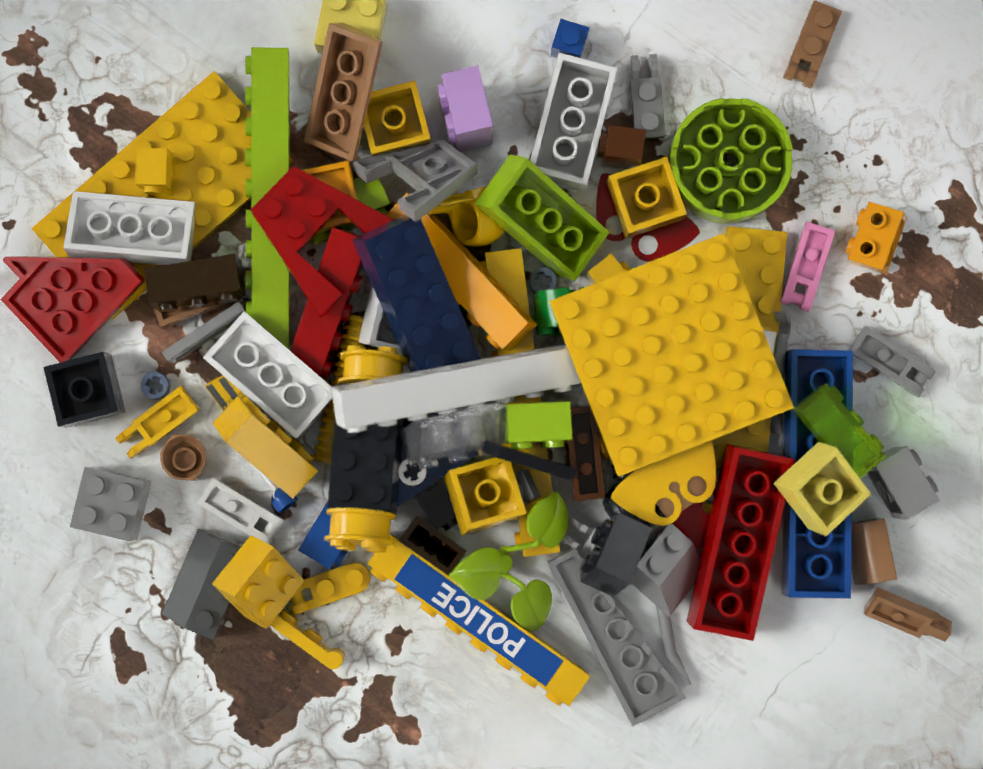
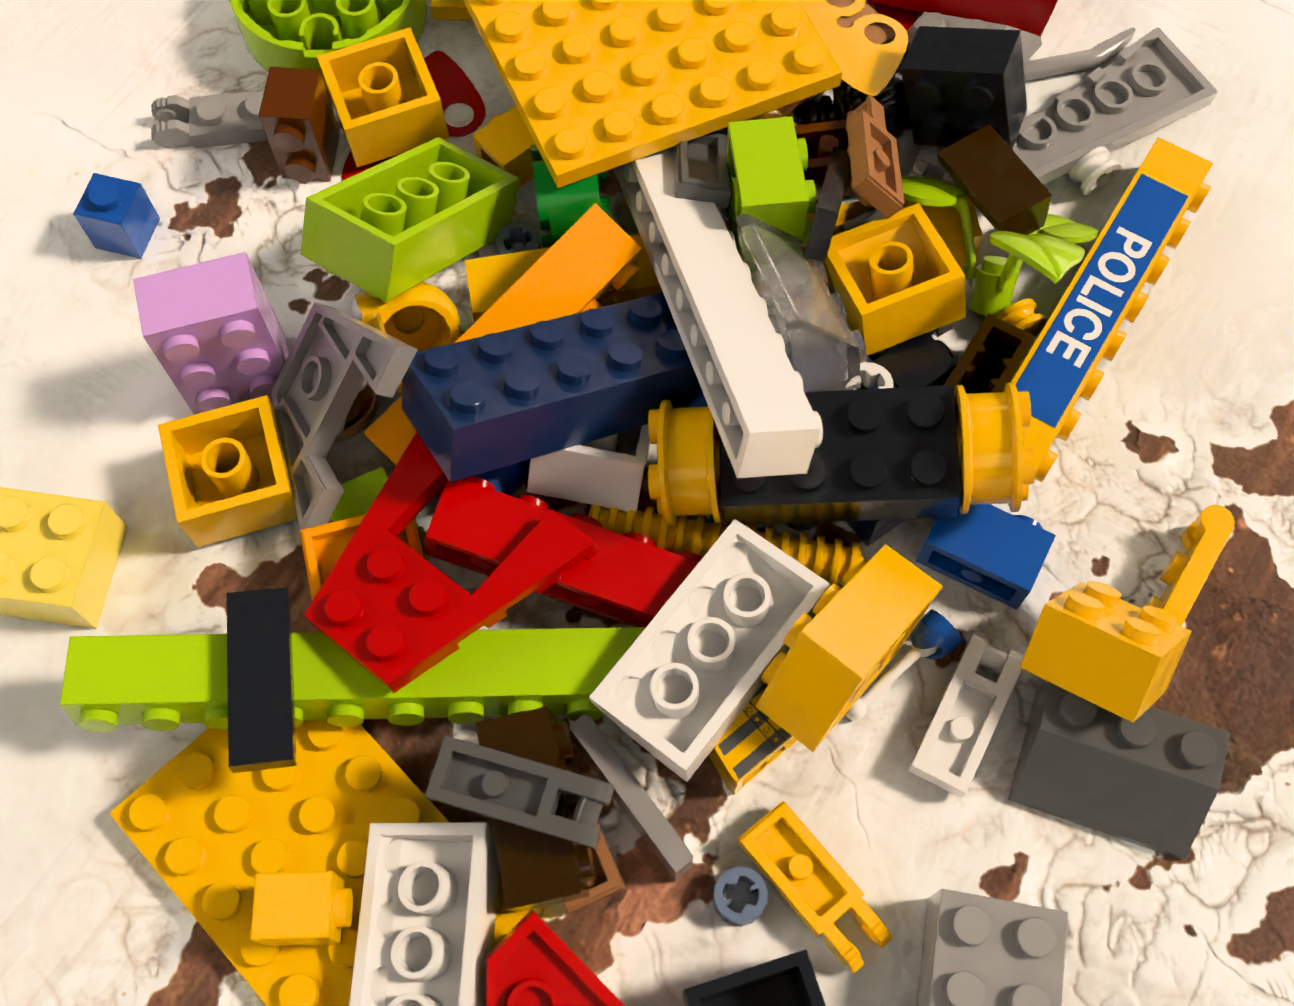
camera: 90 degrees left, 20 degrees down
(183, 457) = (879, 825): medium nougat hat -> none
(194, 274) = (517, 791): none -> dark grey plate
(260, 145) = (260, 680): none -> black tile
(331, 586) = (1079, 547): yellow plate -> none
(343, 90) = (160, 531): medium nougat slope -> none
(545, 561) = (997, 181): none -> dark brown brick
(557, 387) = (703, 170): none -> dark grey tile
(560, 489) = (874, 159): none -> medium nougat hinge
(573, 120) = (234, 196): white brick -> none
(577, 637) = (1095, 171): none -> white bush

